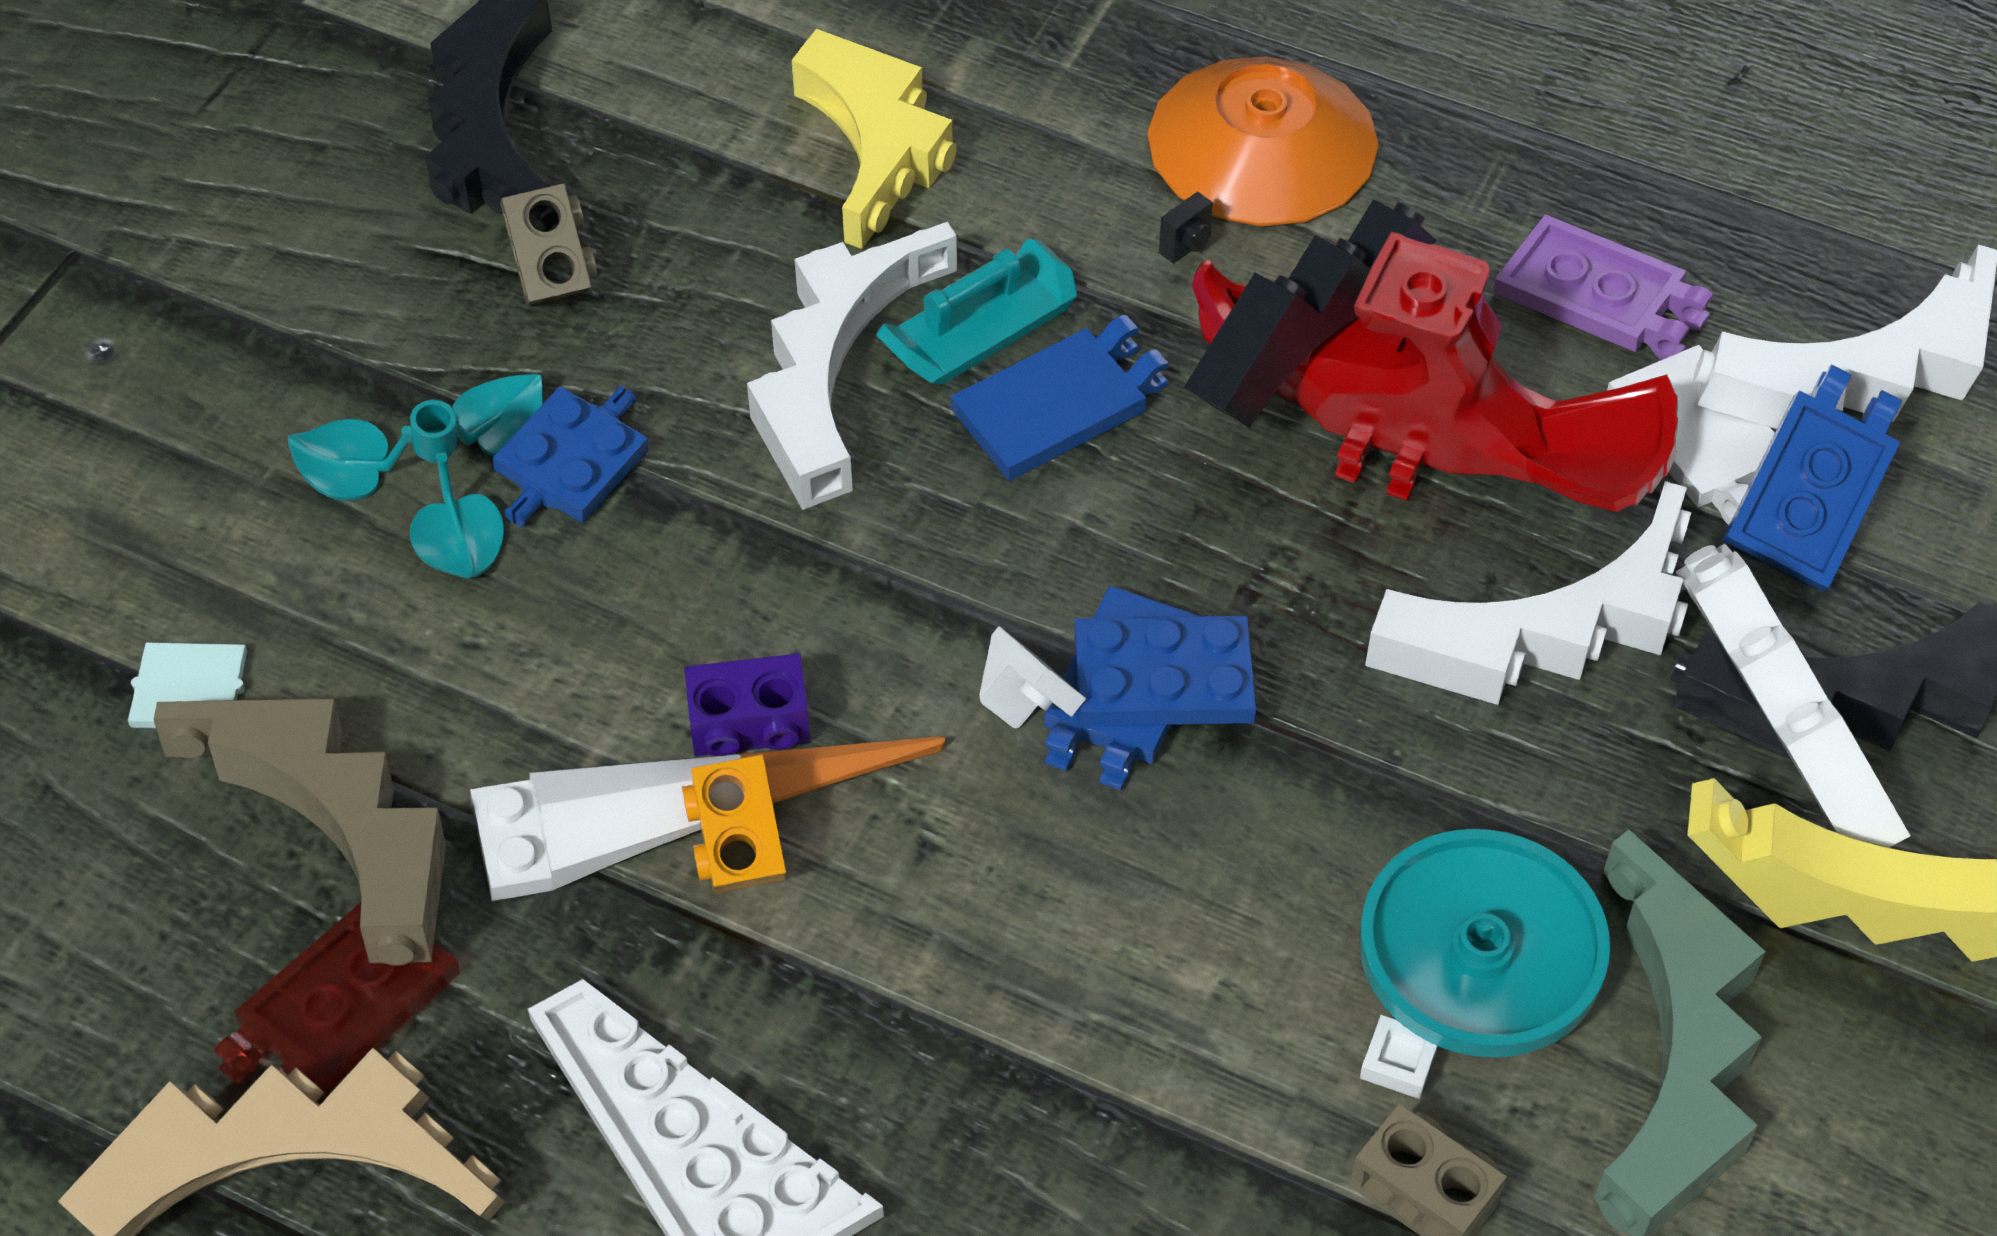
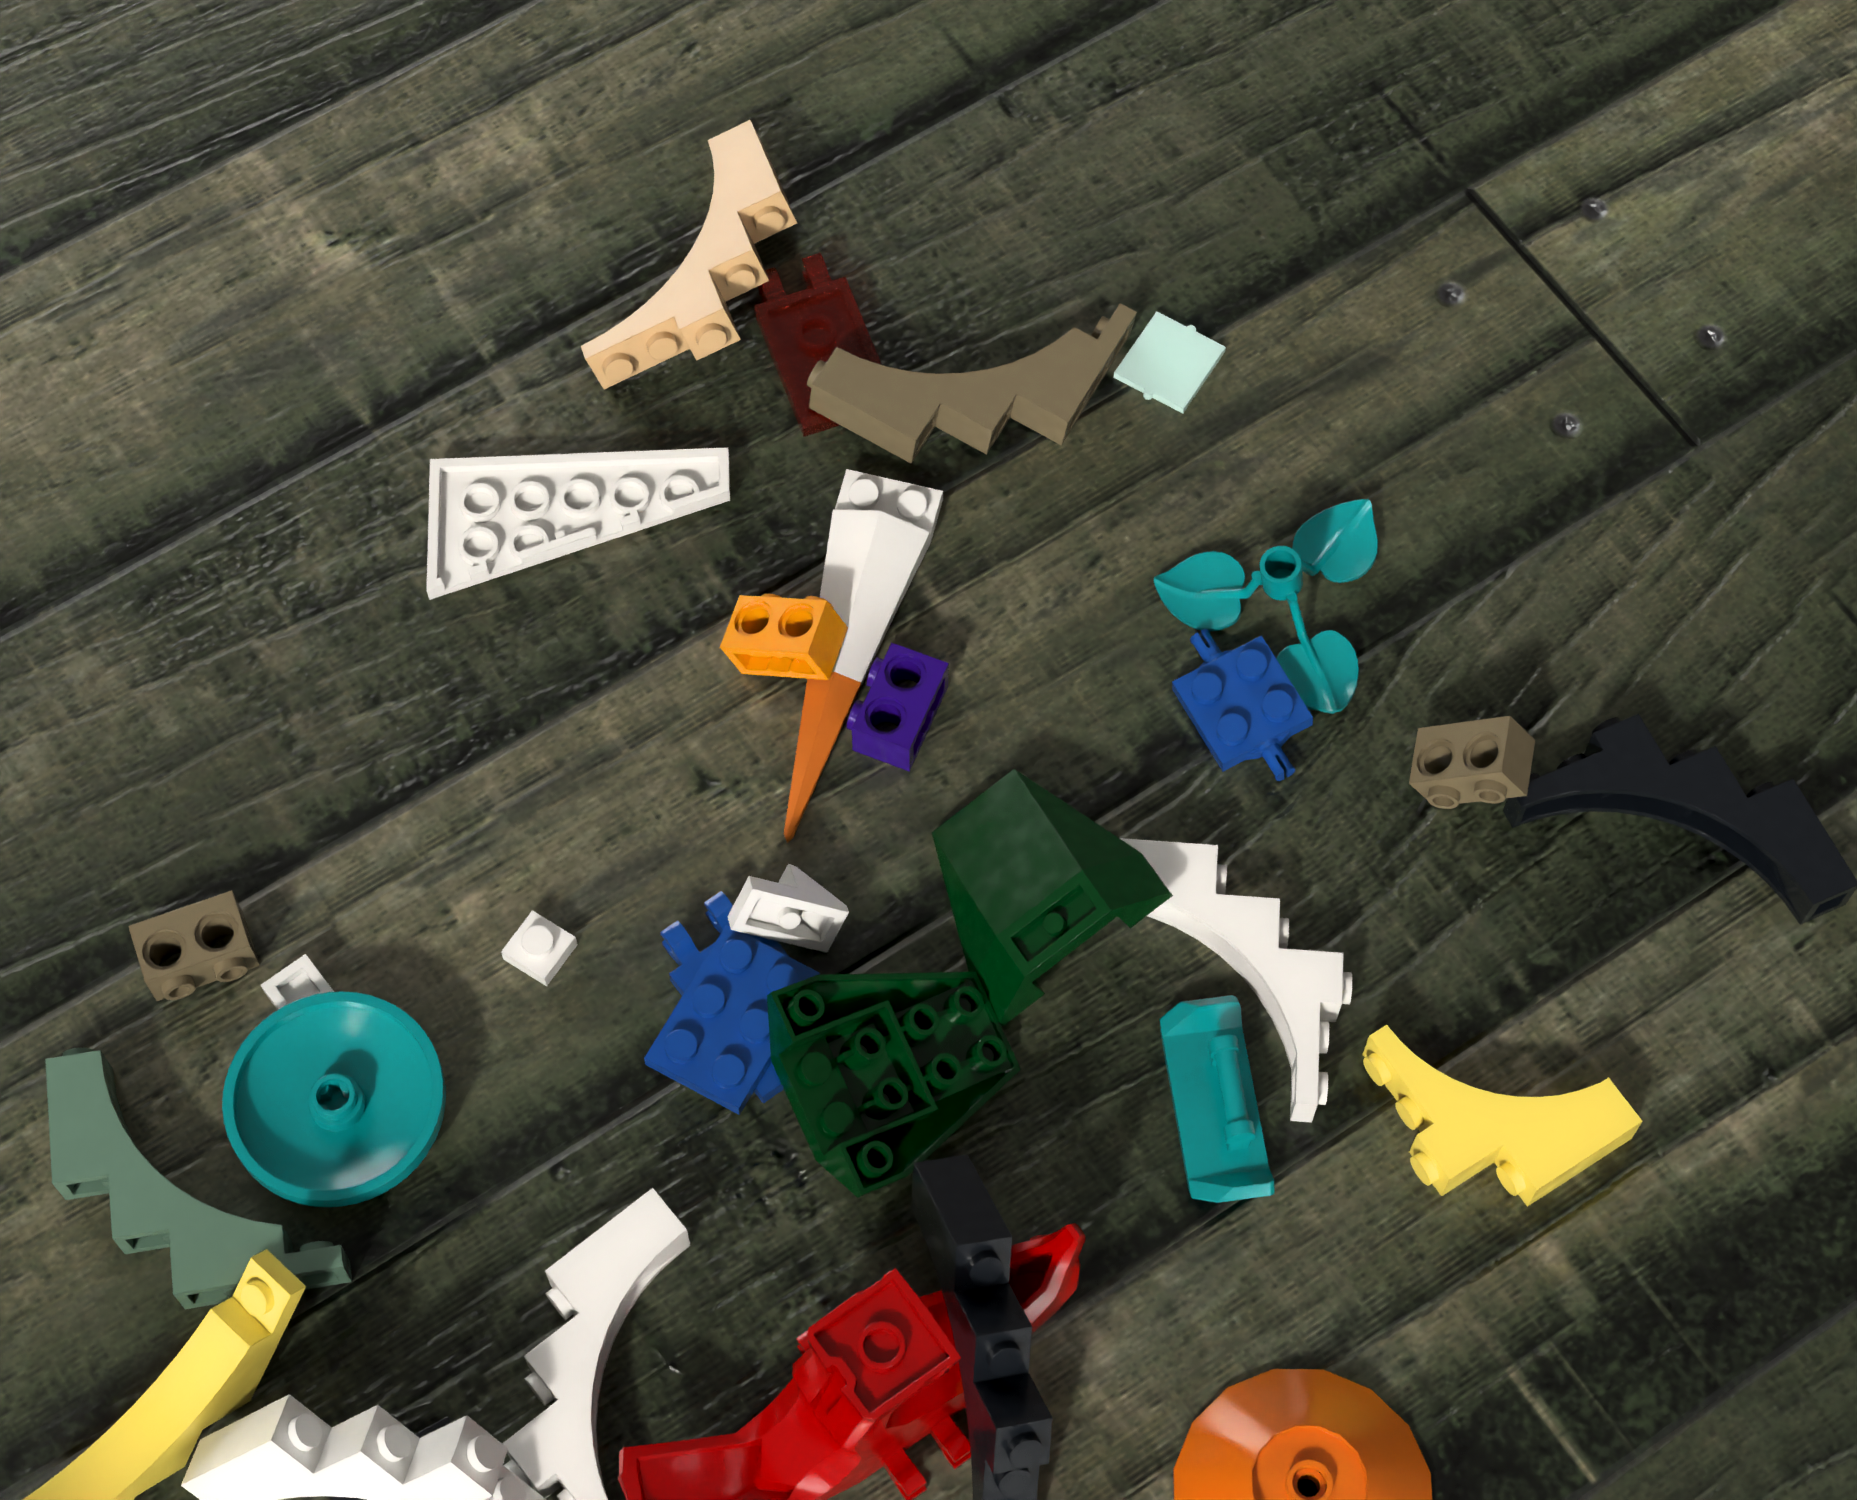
camera: 120 degrees right, 10 degrees up
(880, 494) = (1034, 885): none -> dark green wedge
(1059, 397) = (1080, 1113): blue tile -> none
(1135, 527) = (885, 1066): none -> dark green wedge
(1186, 227) = (1208, 1334): black plate -> none
(1200, 884) = (539, 948): none -> white plate

